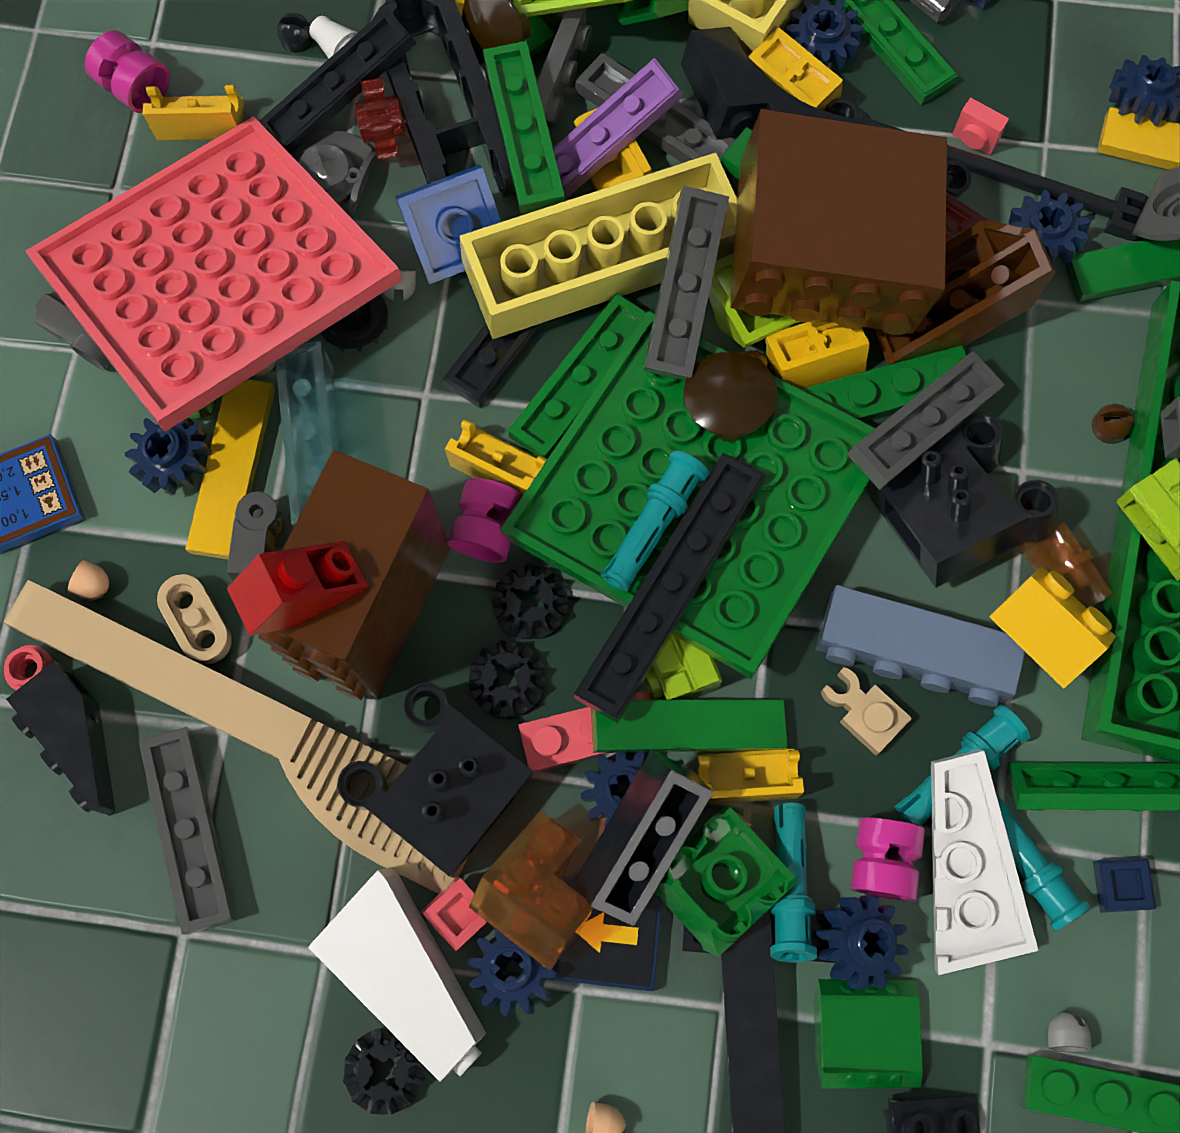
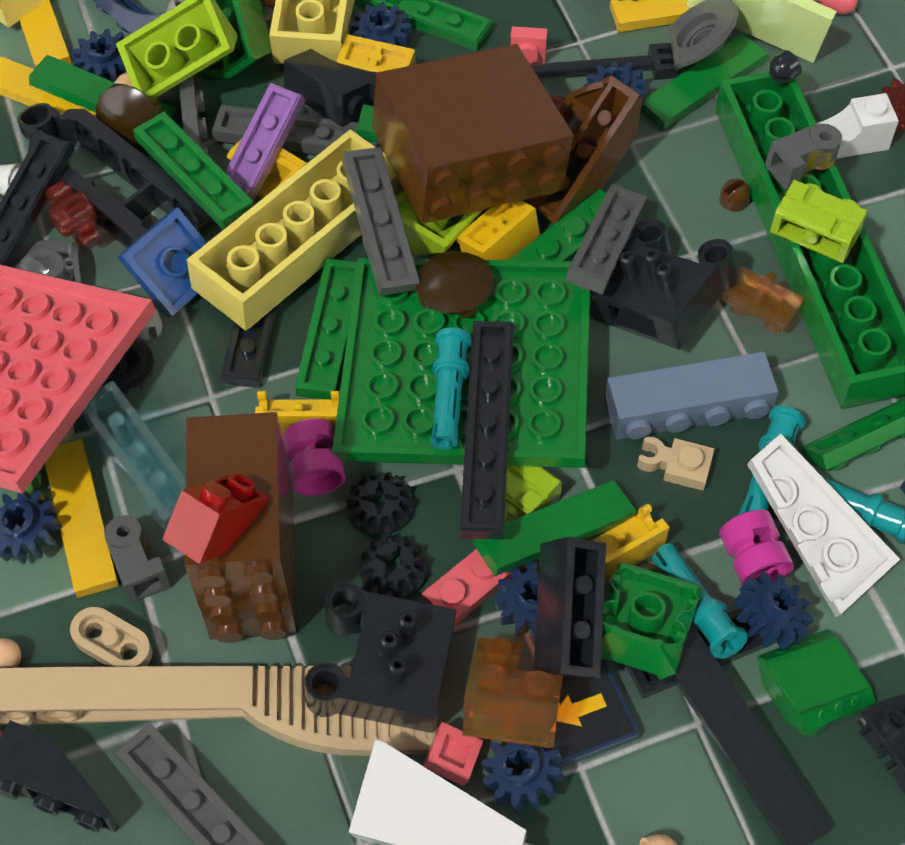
camera: 30 degrees left, 15 degrees down
(1054, 626) = (778, 328): yellow slope -> none

